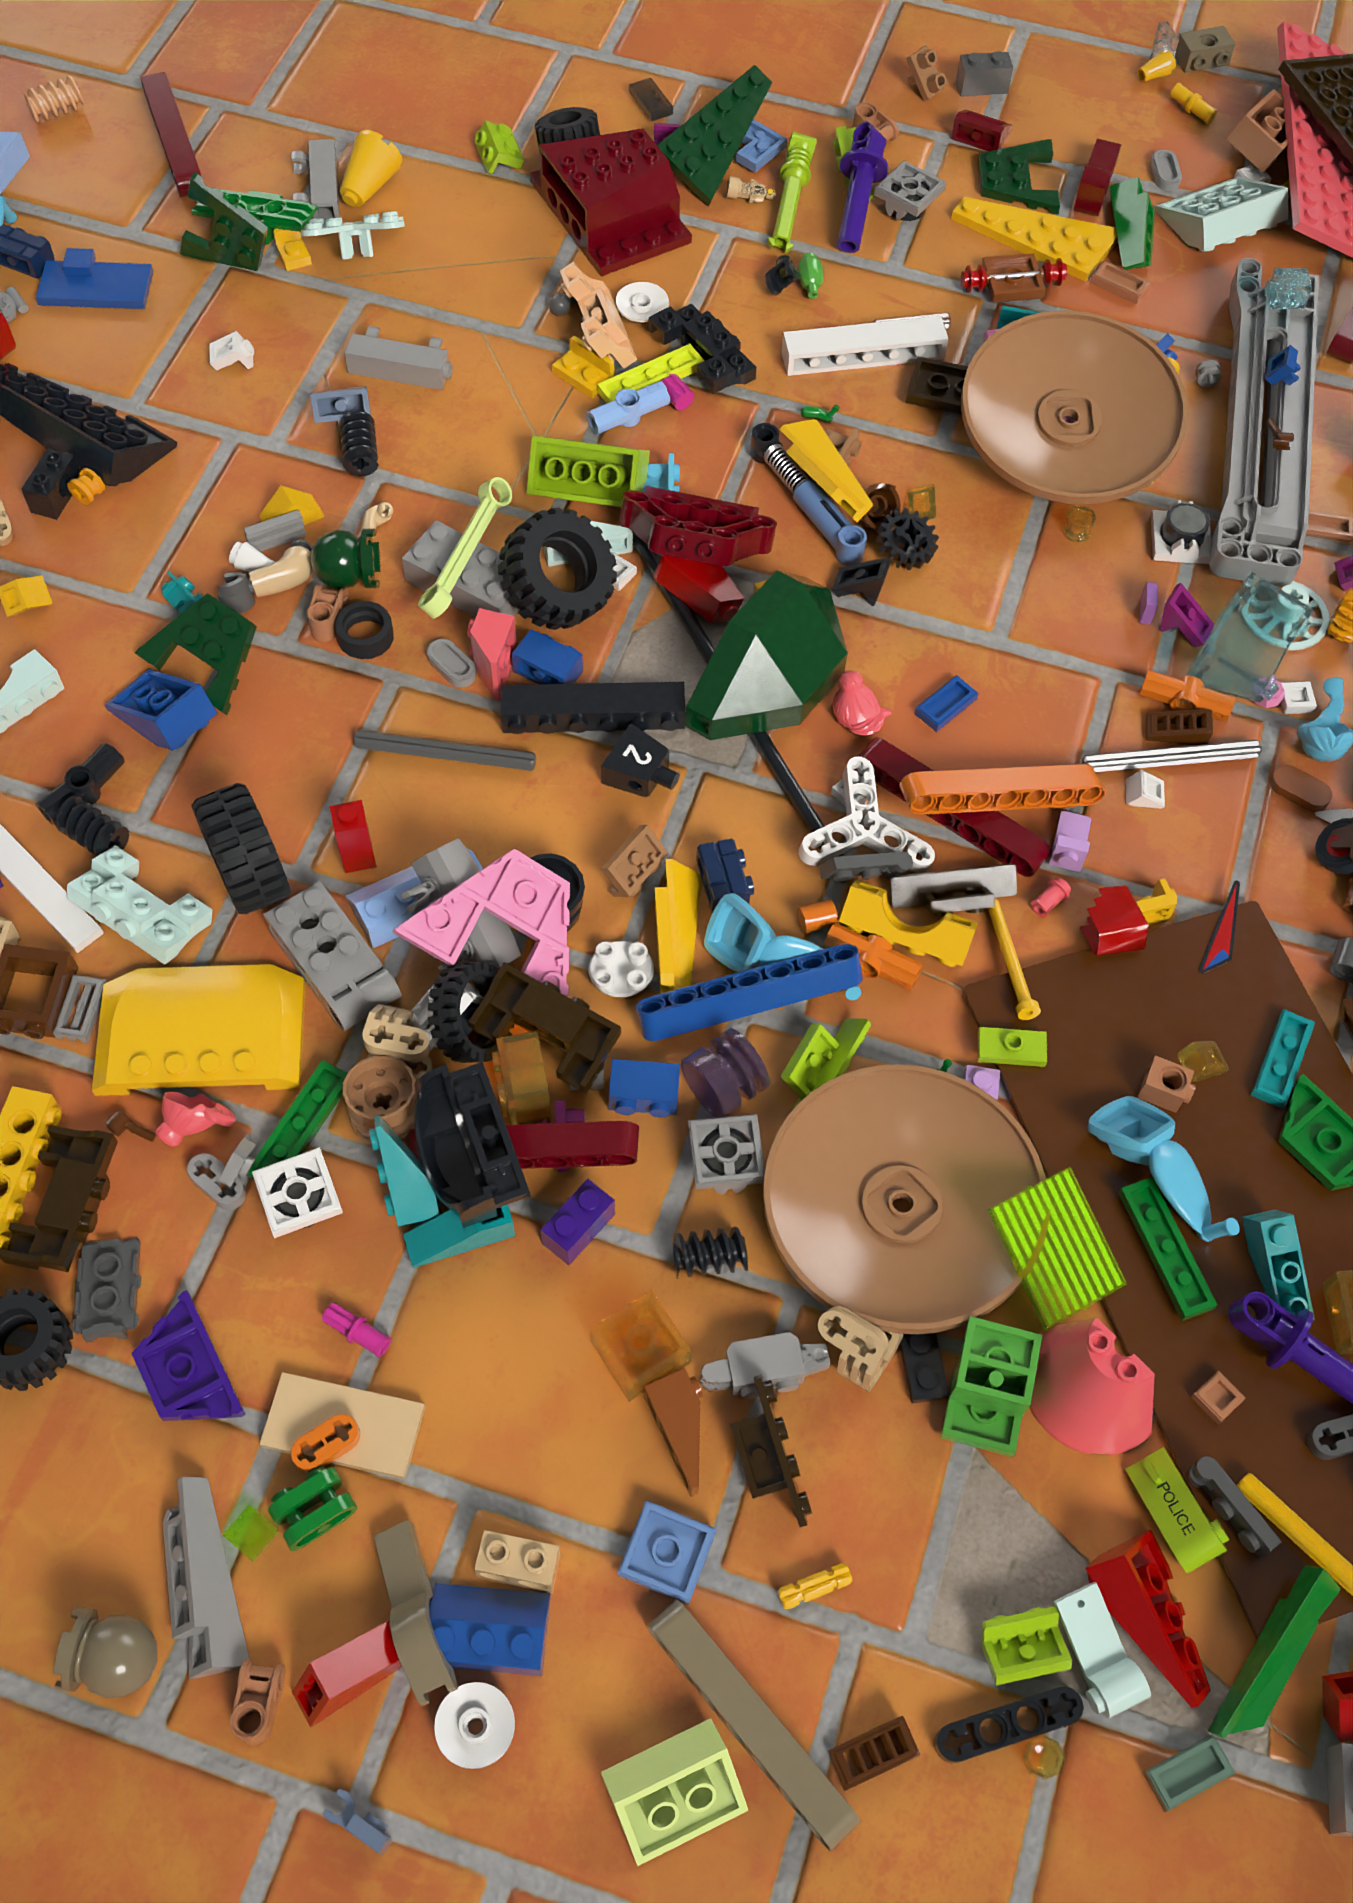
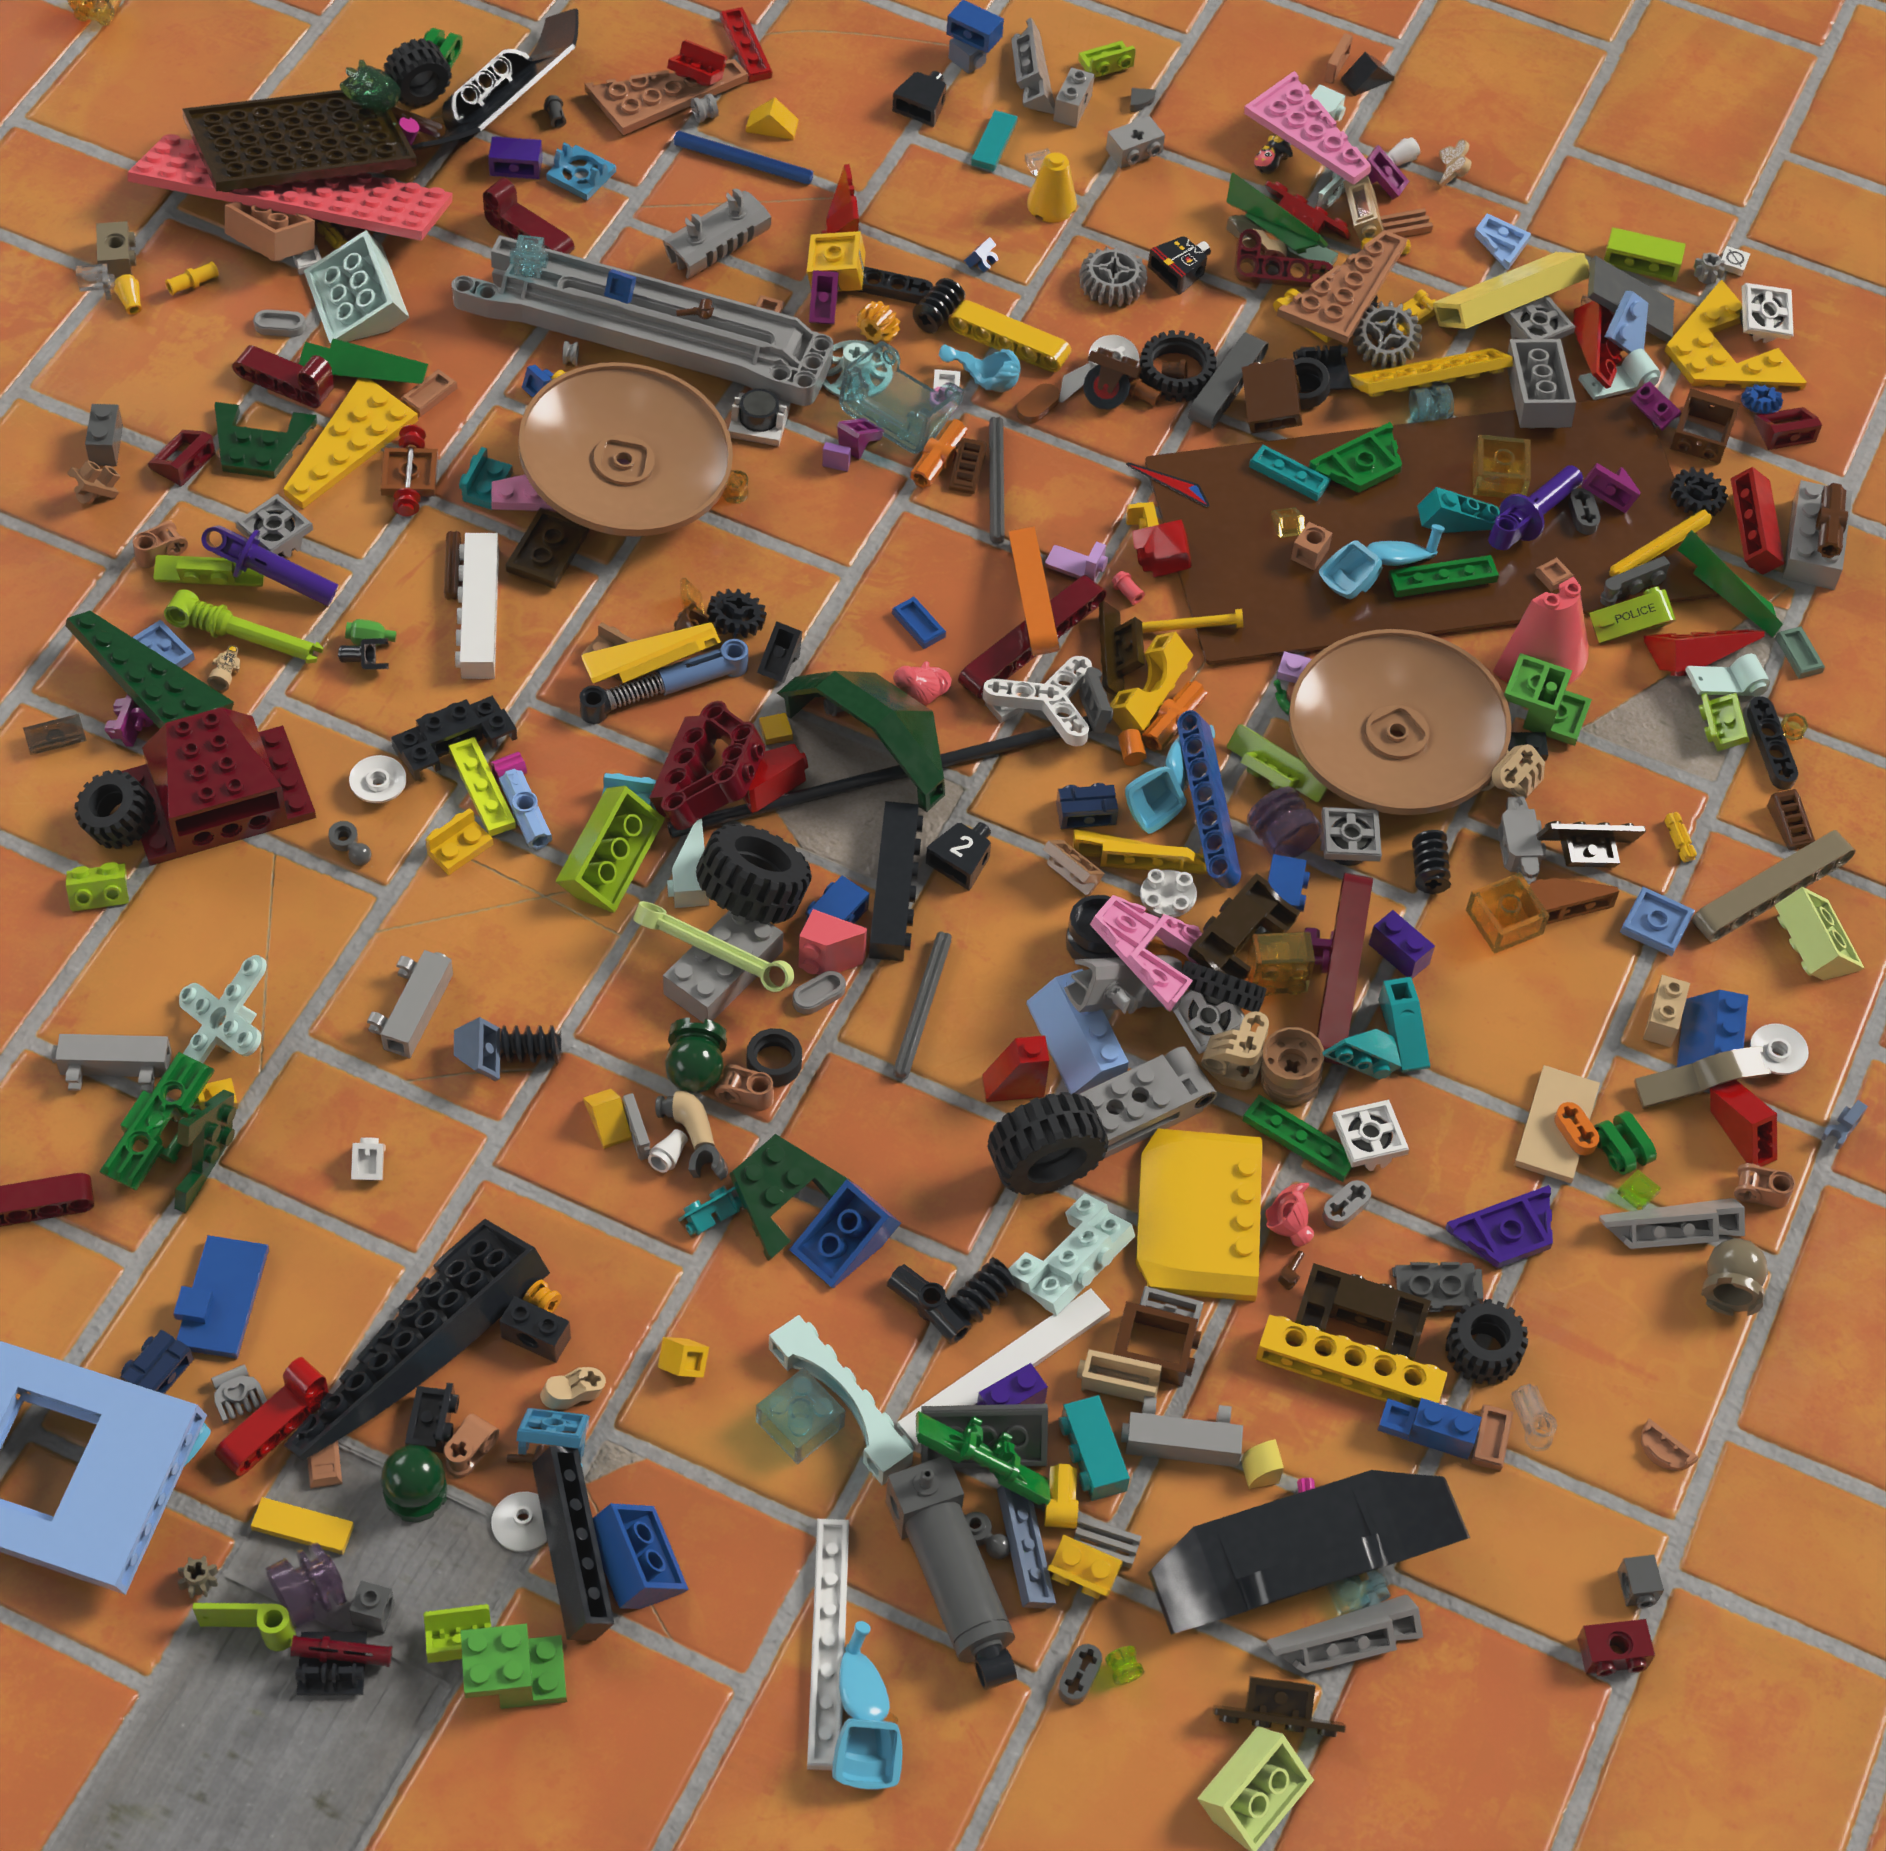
camera: 85 degrees left, 5 degrees down
(239, 1162) = (1334, 1176): light grey plate -> none
(356, 1329) = (1481, 1108): dark pink axle -> none
(368, 167) = (114, 1006): yellow cone -> none
(377, 516) = (626, 1042): tan arm -> none
(466, 1149) = (1352, 984): black piece -> none
(600, 318) = (406, 812): light nougat bracket -> none
(816, 412) = (555, 658): green piece -> none
(1012, 1046) = (1267, 637): lime plate -> none
(1057, 1247) = (1448, 634): clear neon green piece -> none
(1145, 790) = (1027, 506): white slope -> none

